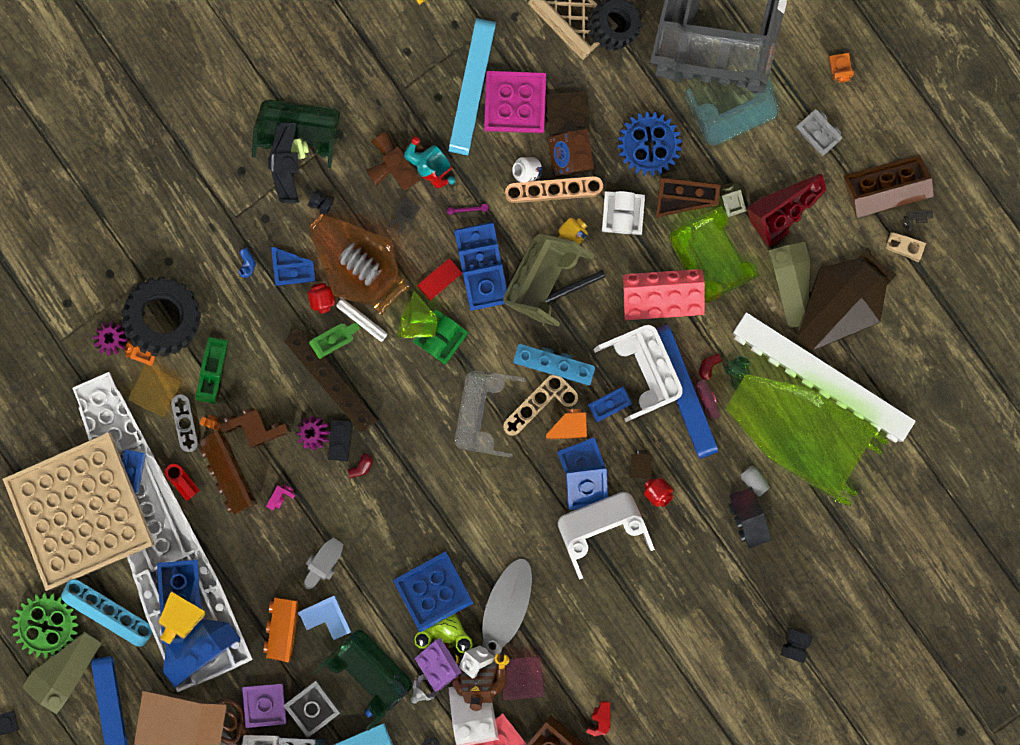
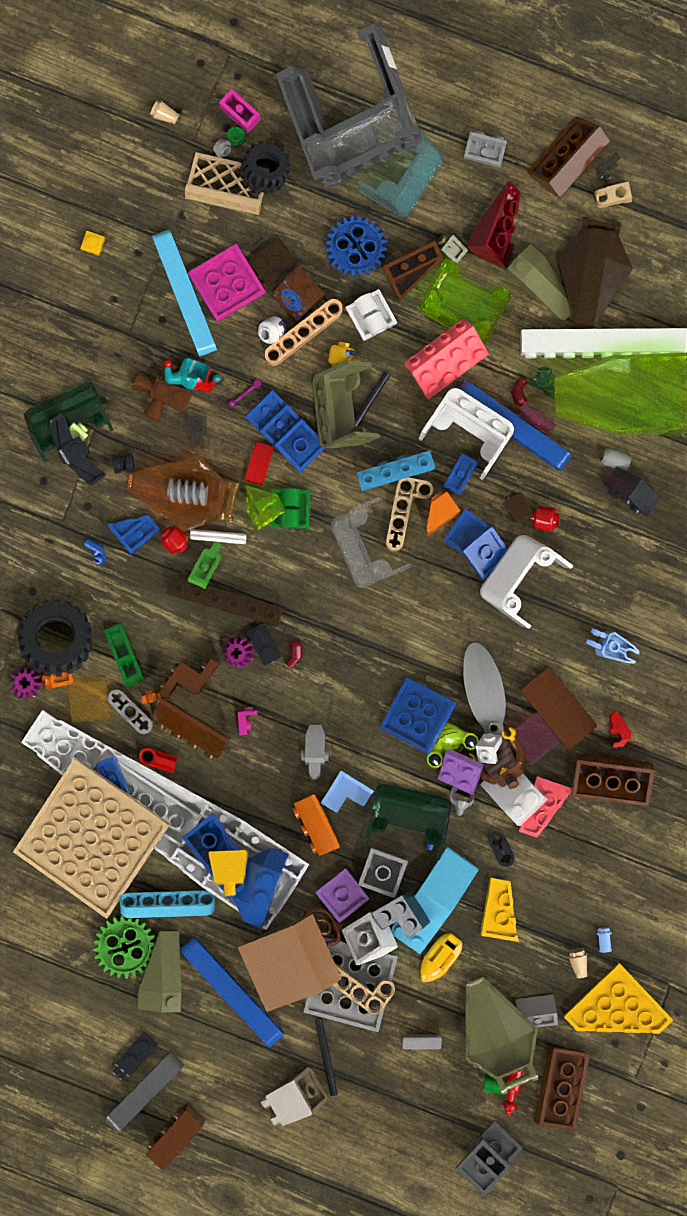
camera: 25 degrees left, 0 degrees up
(561, 665) = (558, 708): none -> reddish brown slope
(641, 640) = (612, 646): none -> light blue hinge
(841, 67) = (468, 87): orange bracket -> none

